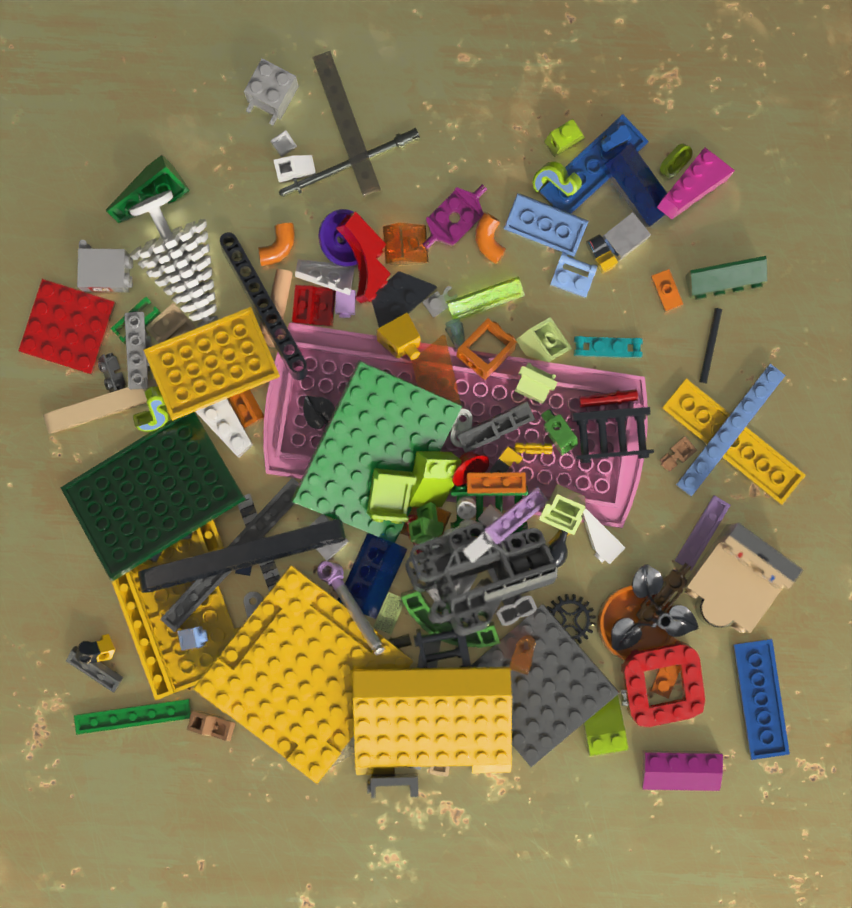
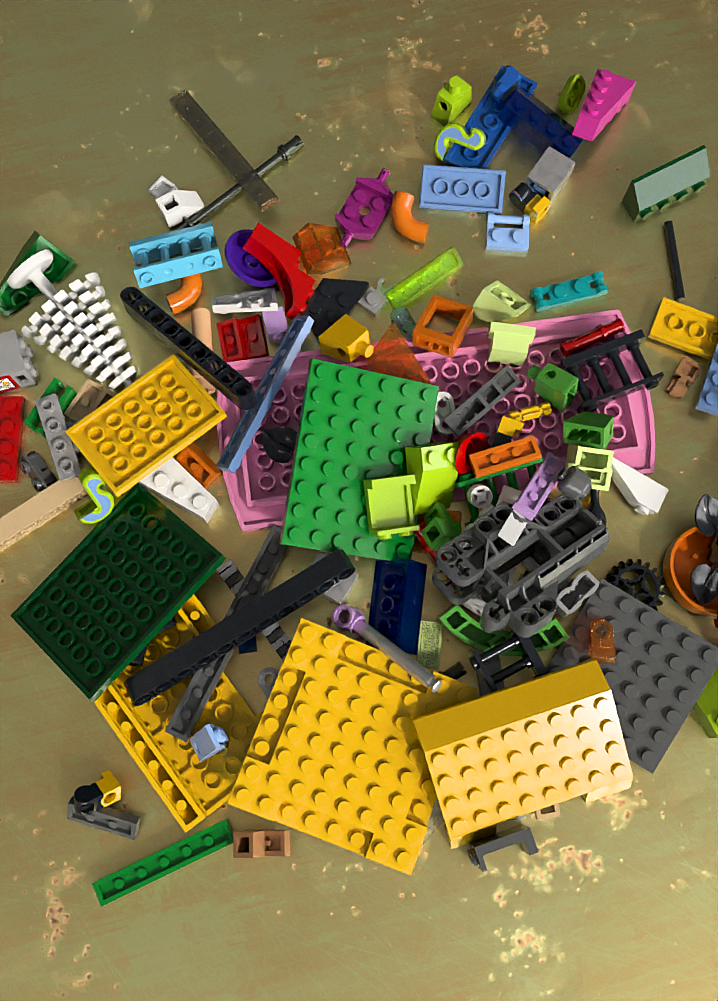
camera: 15 degrees left, 10 degrees down
(270, 89) = (133, 134): light grey container -> none
(277, 200) = (173, 243): none -> medium azure fence
(319, 364) = (265, 393): none -> medium blue plate
(545, 521) = (574, 482): none -> dark grey head
(574, 480) = (589, 430): none -> bright green torso
(667, 290) = (608, 219): orange plate -> none

